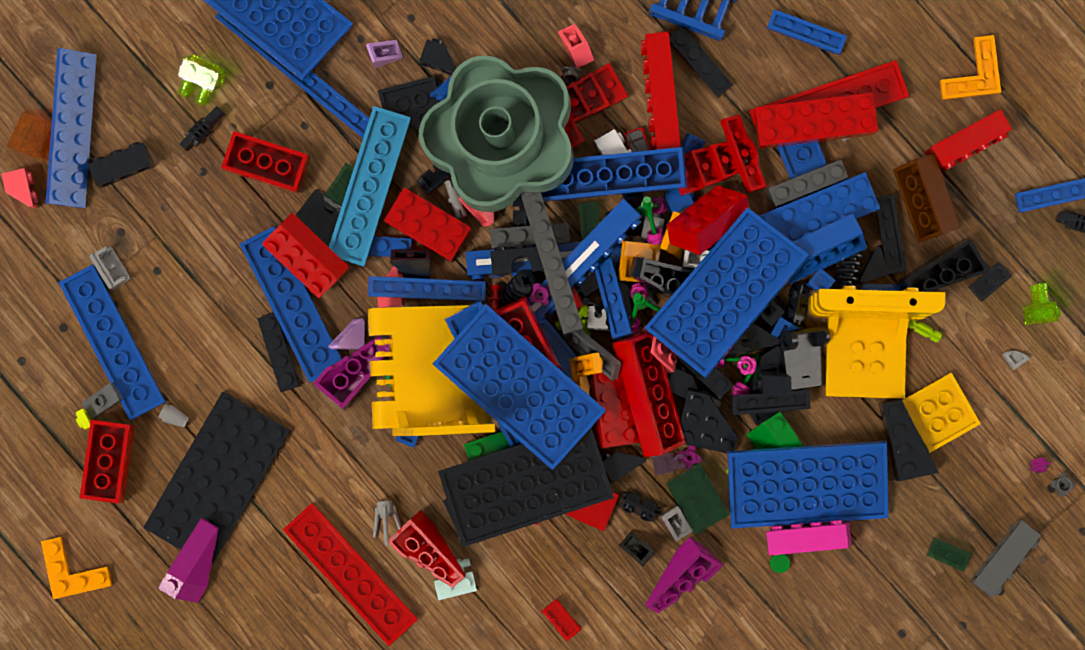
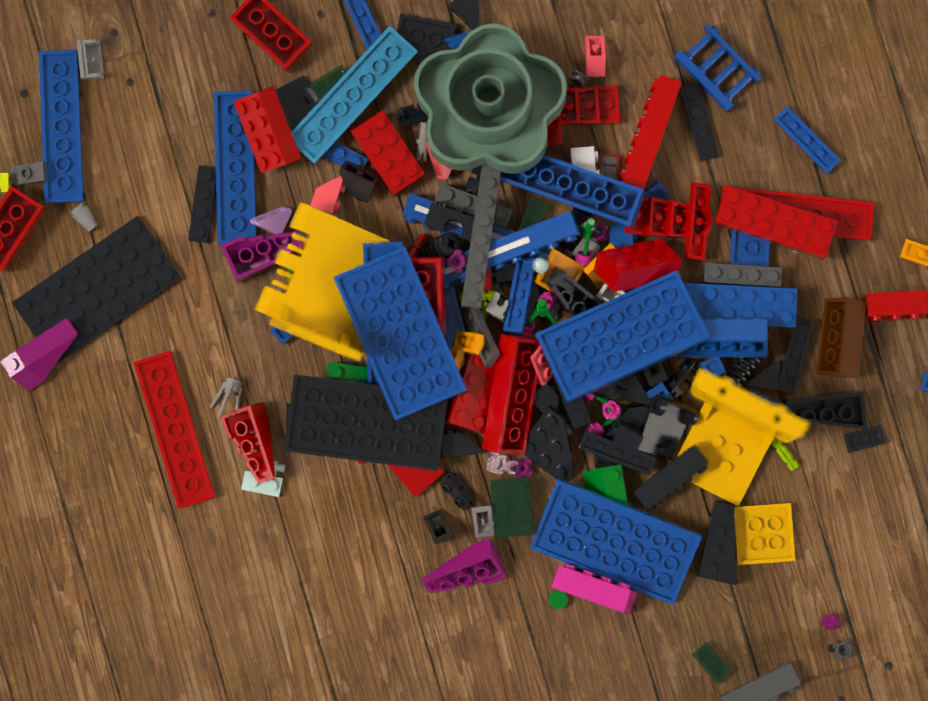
camera: 25 degrees right, 0 degrees up
(426, 289) = (360, 209): blue plate -> none
(561, 620) = (341, 558): red plate -> none
(618, 261) = (540, 265): none -> light aqua hinge
(831, 400) = (672, 476): none -> black brick
(1015, 358) = (854, 517): light grey tile -> none
(1041, 309) = (898, 485): clear neon green brick -> none

